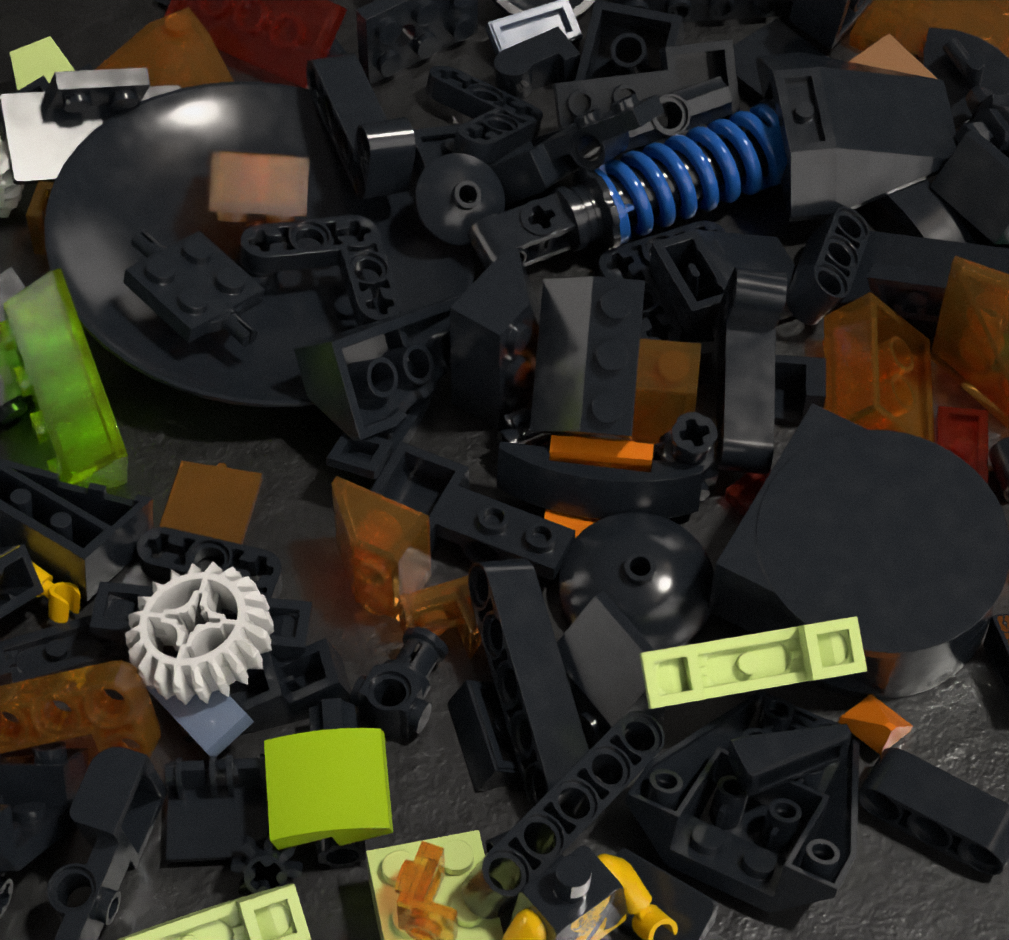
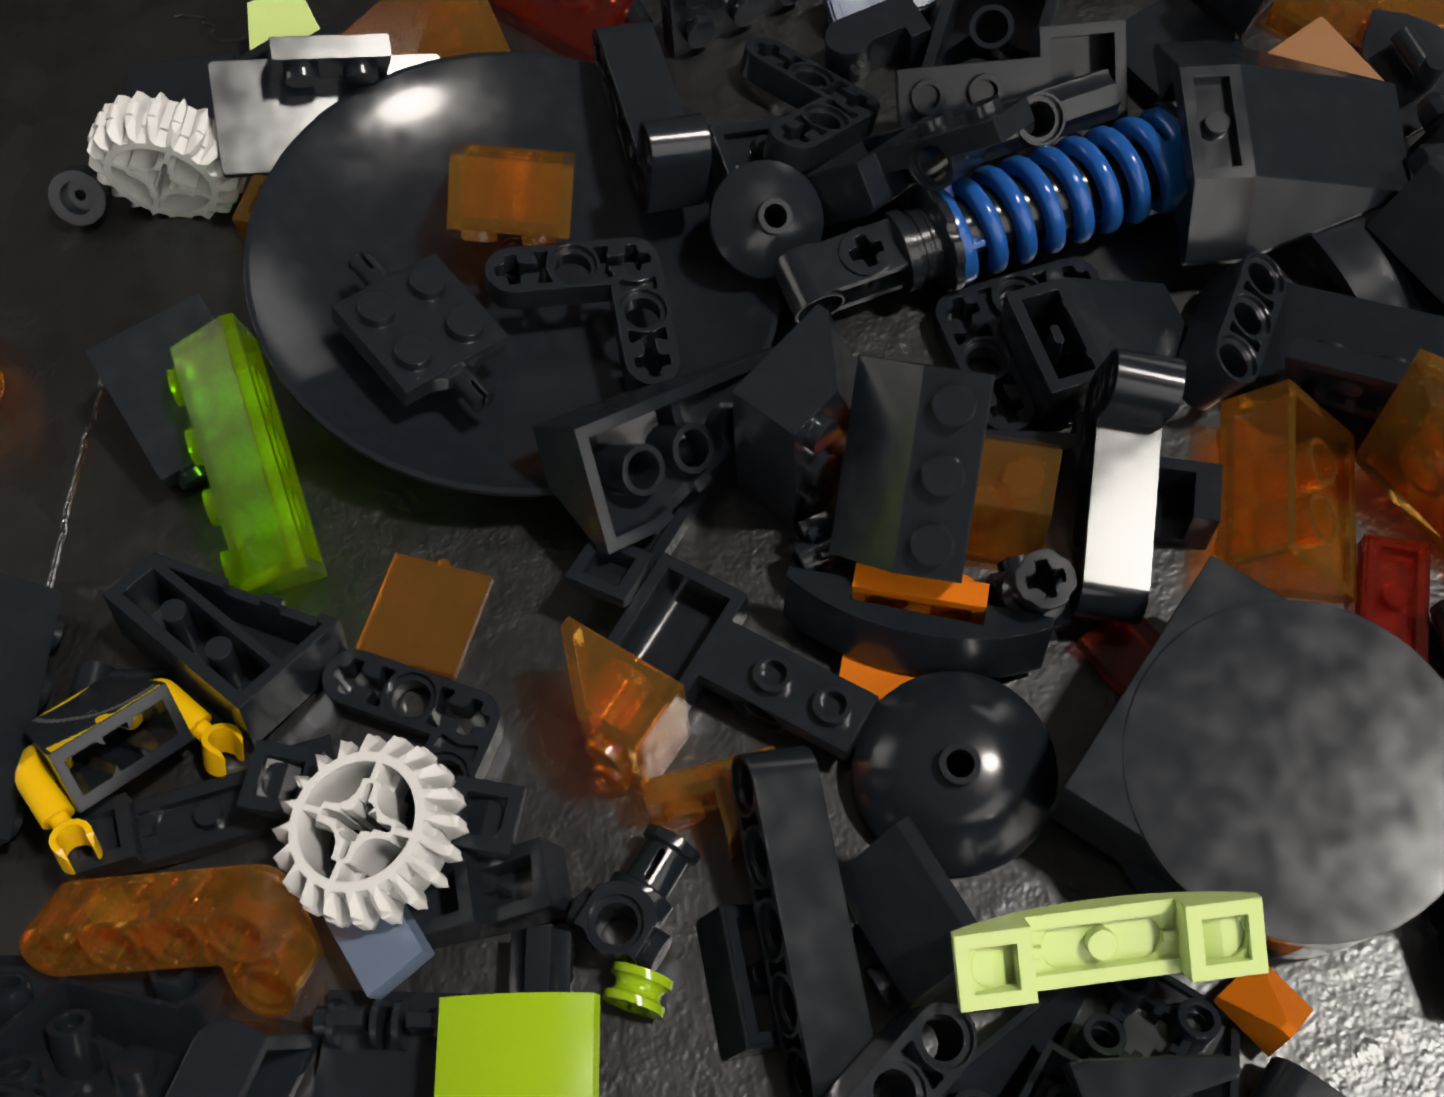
camera: 10 degrees right, 10 degrees up
(409, 742) = (638, 990): none -> lime bush

